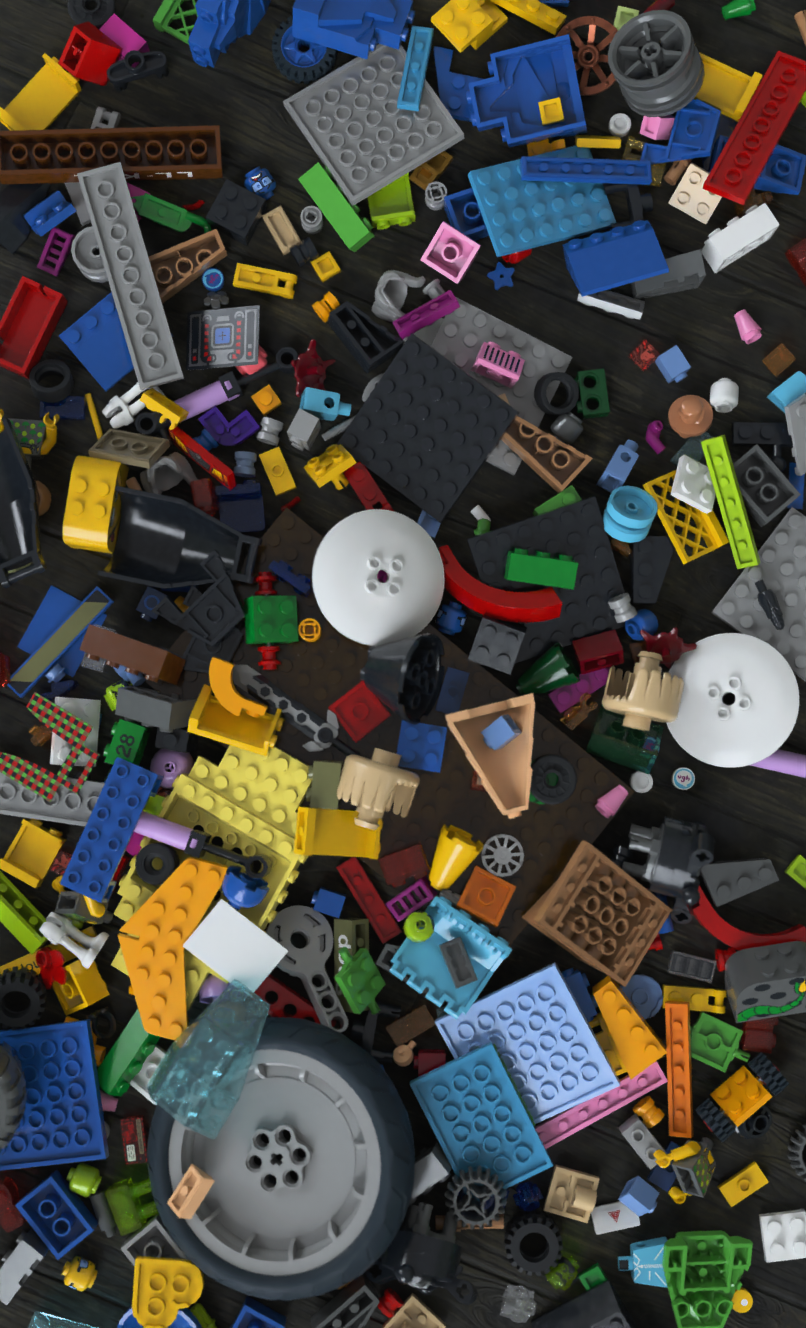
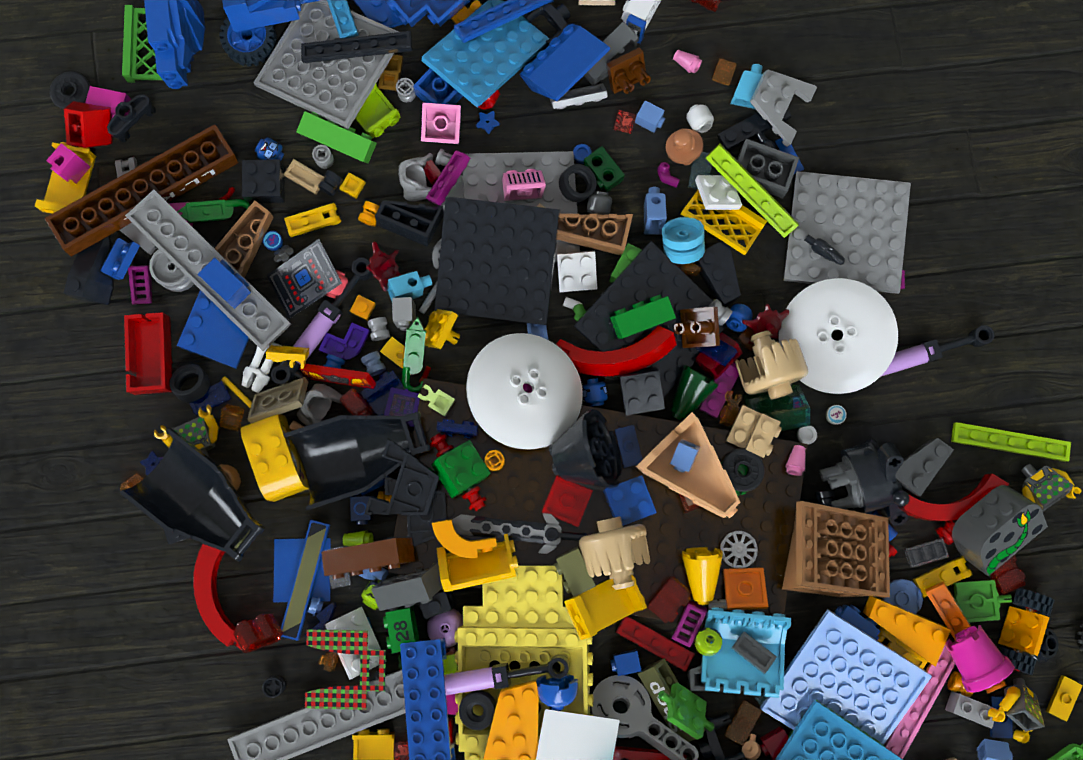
camera: 30 degrees left, 5 degrees down
(48, 85) = (67, 164): none -> dark pink brick
(74, 438) = (231, 417): none -> clear orange slope
(133, 631) = (357, 538): none -> lime cone
(137, 296) = (221, 280): none -> blue brick
(251, 520) = (402, 403): none -> piece
(288, 538) = (438, 401): none -> yellowish green plate
(290, 477) = (413, 354): none -> plate
(366, 487) = (474, 330): red plate -> none
(409, 123) = (356, 47): none -> black tile
(414, 298) = (431, 171): none -> dark red tile
(504, 484) = (577, 271): none -> white plate
(580, 362) = (580, 152): none -> blue tile
(585, 748) = (754, 431): none -> tan plate
(592, 612) = (699, 327): none -> reddish brown plate
(597, 643) = (721, 353): none -> clear blue plate
(675, 1095) = (978, 659): none -> dark pink piece
(676, 303) = (627, 71): none -> reddish brown plate
(712, 262) = (637, 26): none -> blue tile

